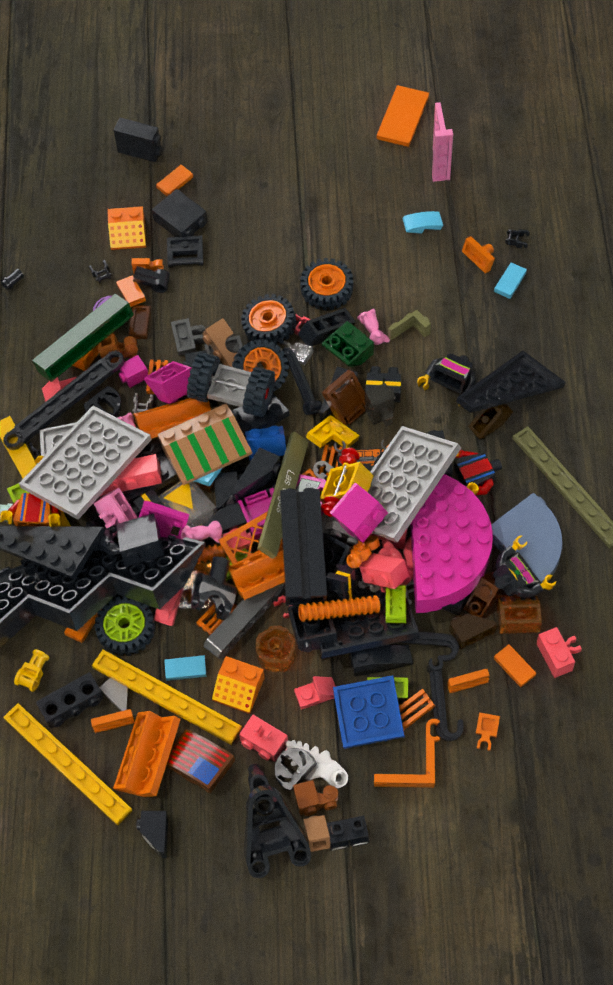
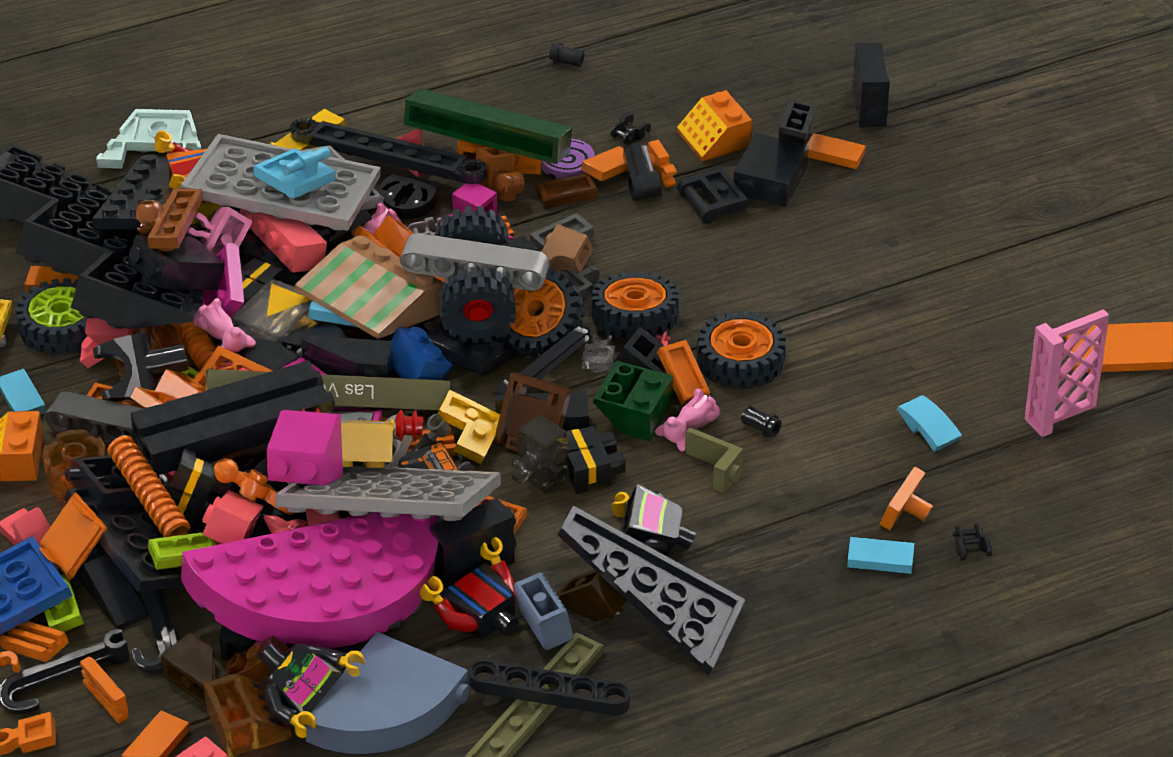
camera: 65 degrees right, 20 degrees down
(93, 448) = (296, 171): none -> medium azure plate
(112, 527) = (168, 222): none -> dark orange plate
(157, 187) = (796, 122): none -> black slope
(230, 379) = (447, 256): none -> light grey beam
(339, 315) = (686, 374): none -> orange tile
(352, 662) = (72, 536): none -> orange piece
(388, 295) = (767, 424): none -> black pin
(501, 443) = (543, 611): none -> sand blue brick
(557, 451) = (561, 697): none -> black beam

